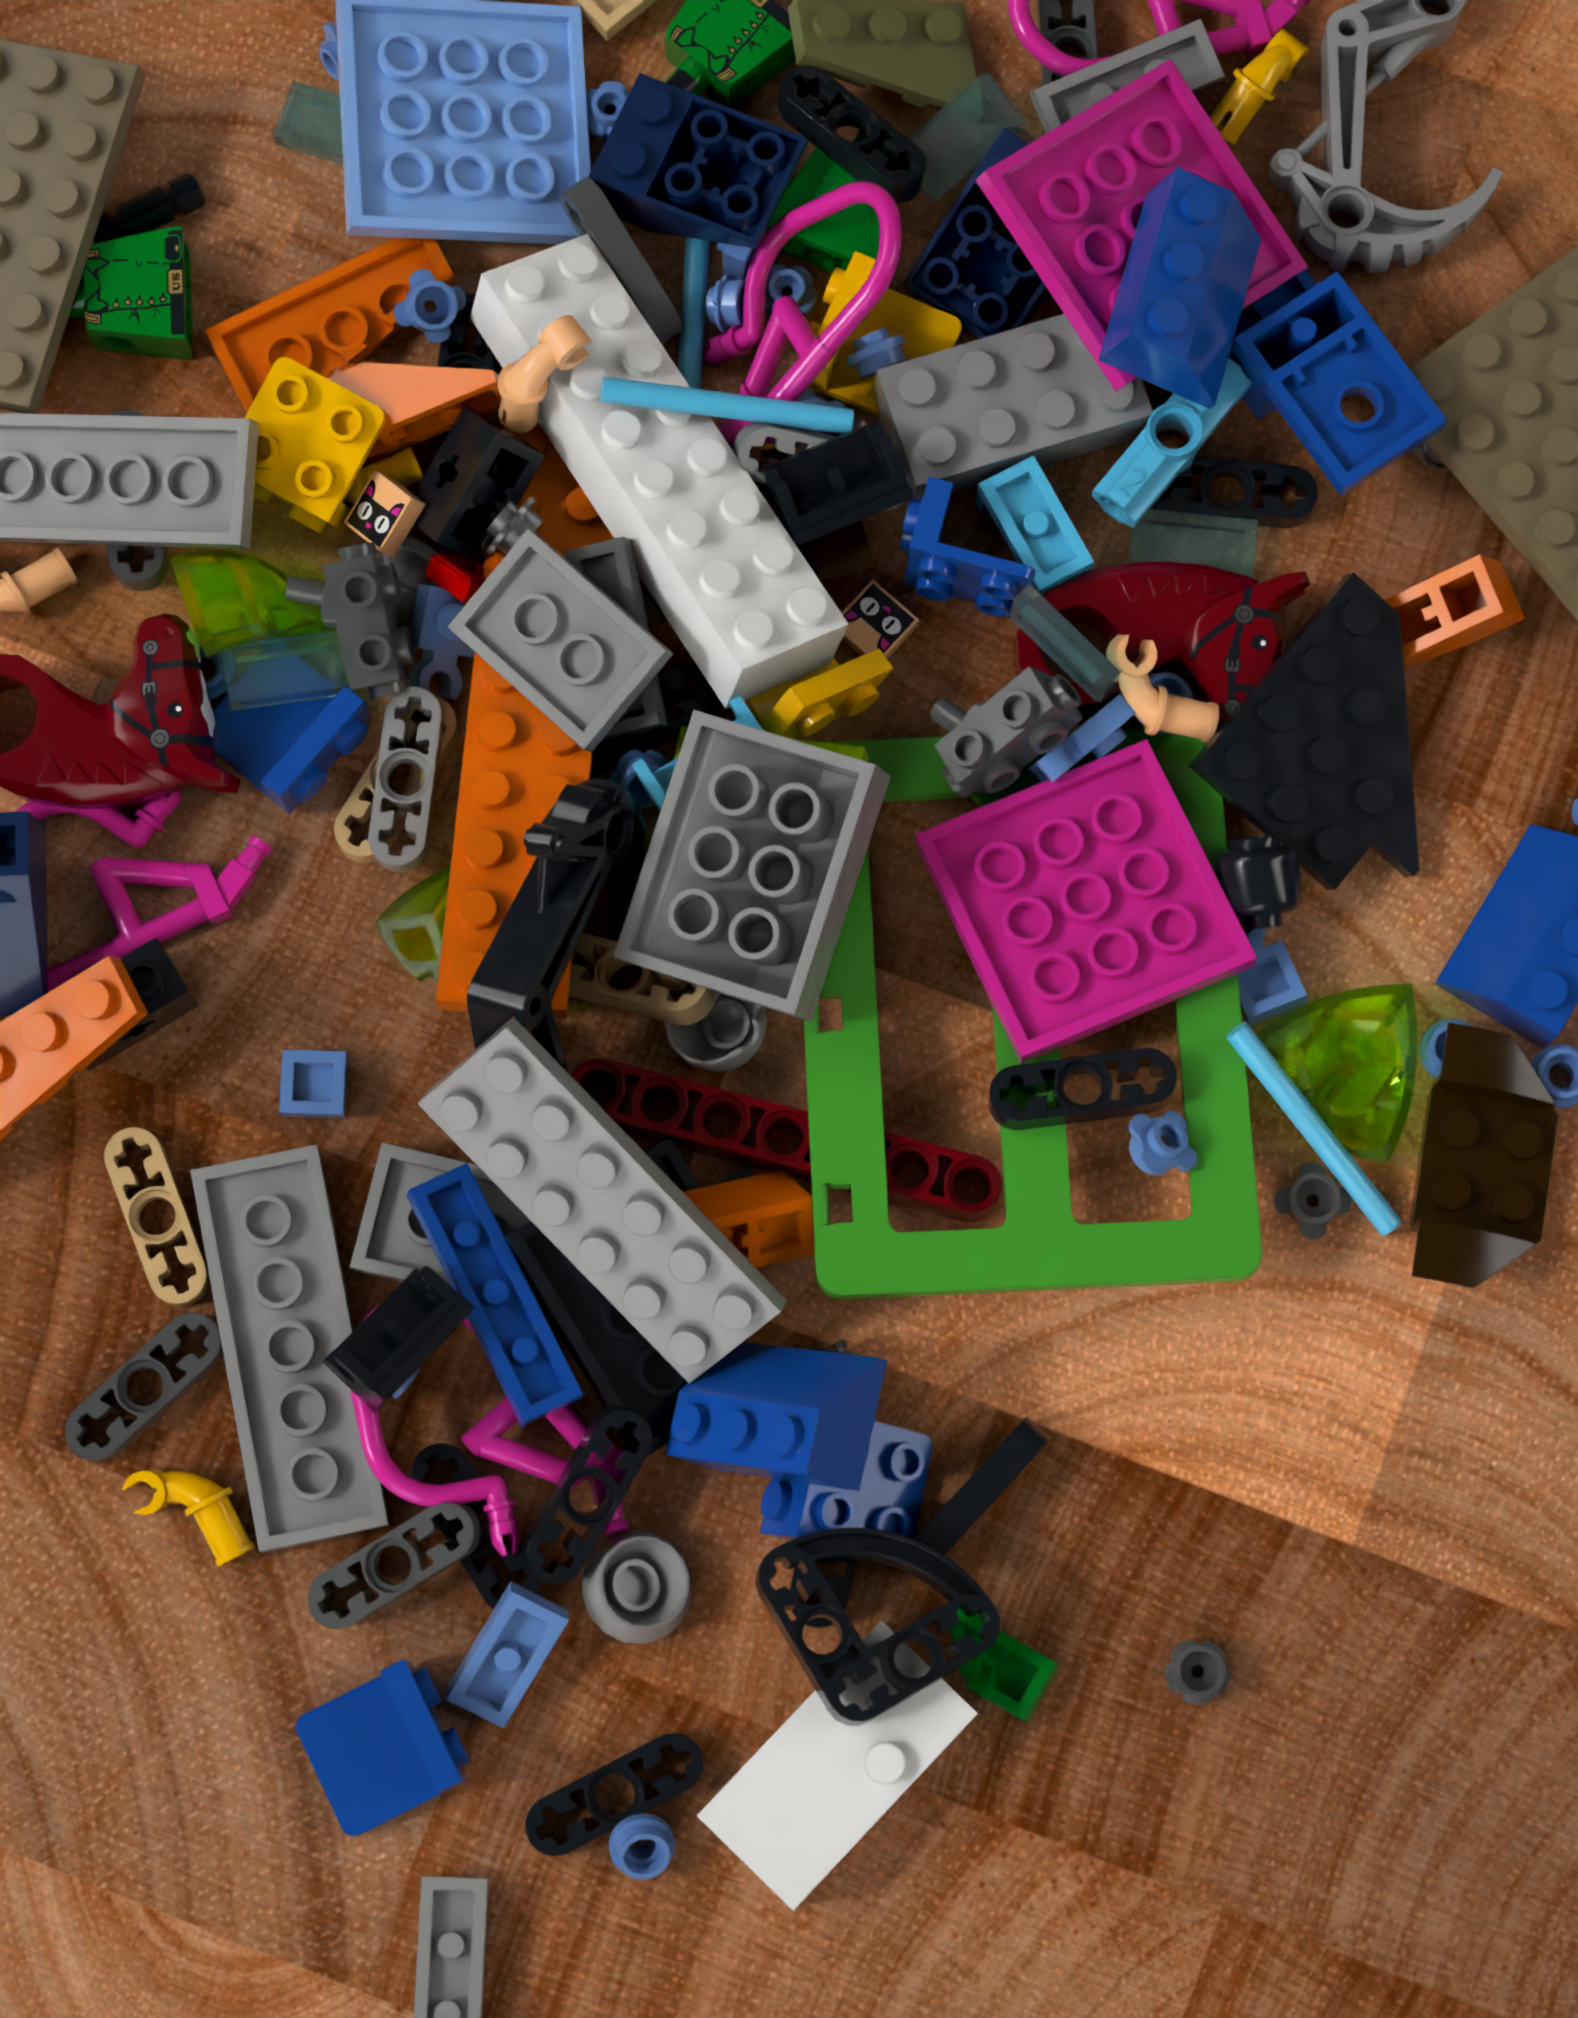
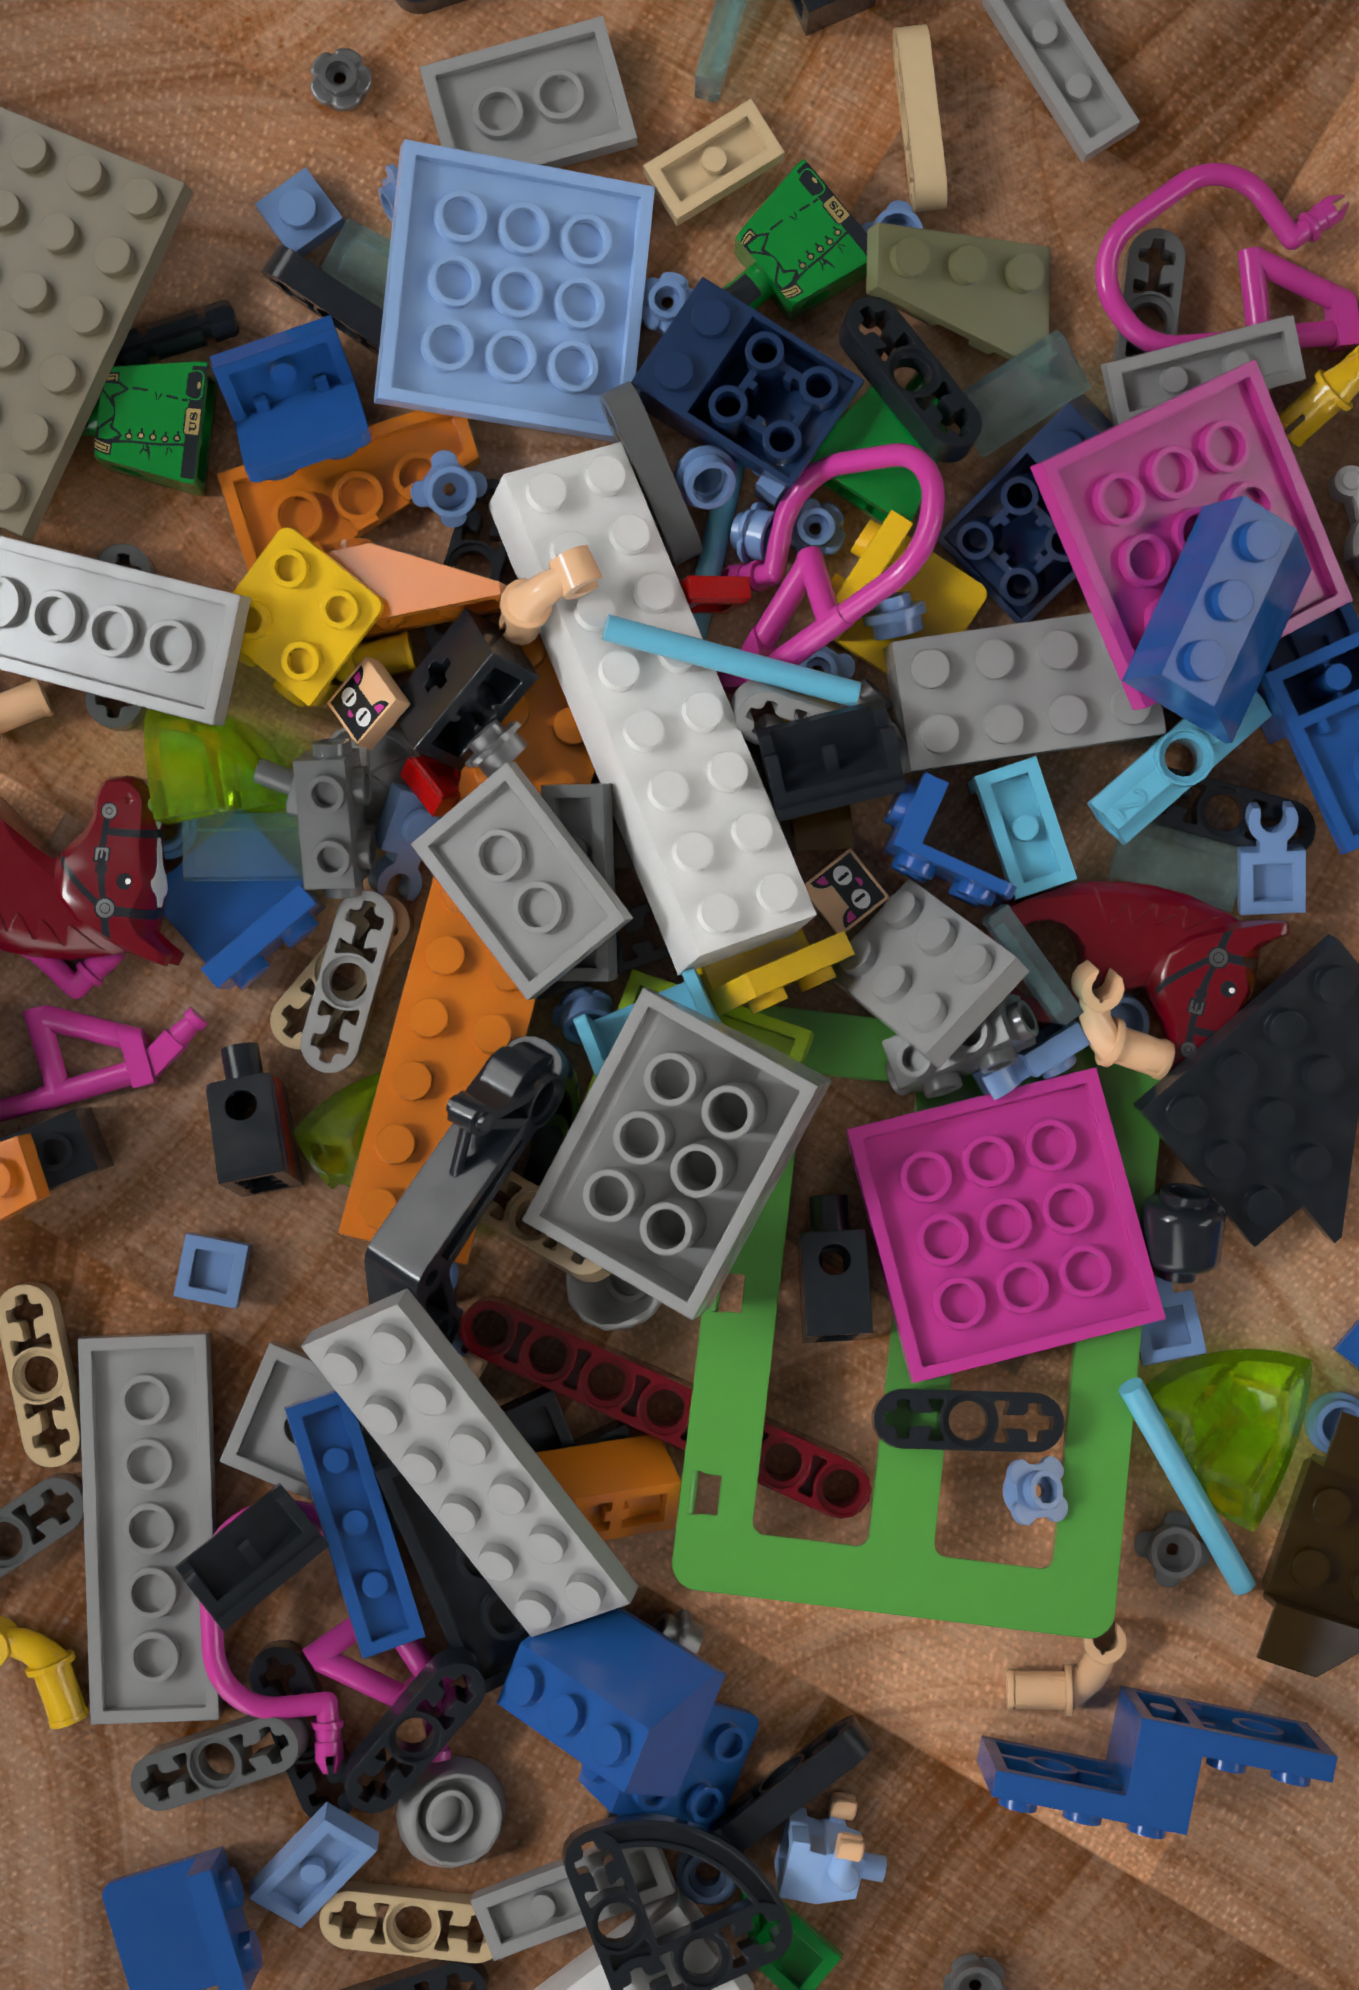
camera: 10 degrees right, 10 degrees up
(247, 87) = (300, 213): none -> medium blue plate
(266, 248) = (292, 400): none -> blue bracket
(285, 155) = (325, 296): none -> black beam
(334, 934) = (262, 1150): none -> black torso
(567, 1692) = (368, 1900): none -> tan beam
(674, 255) = (706, 477): none -> medium blue plate
(702, 358) = (716, 593): none -> red tile
(754, 1647) = (544, 1907): none -> light grey plate
(890, 1587) = (699, 1889): none -> medium blue plate
(928, 986) = (833, 1305): none -> black torso
(964, 670) = (927, 972): none -> light grey plate
(1024, 1560) = (824, 1857): none -> light blue piece
(1237, 1352) = (1065, 1688): none -> light nougat piece
(1282, 533) = (1271, 873): none -> medium blue plate
(1331, 1399) = (1153, 1762): none -> blue bracket

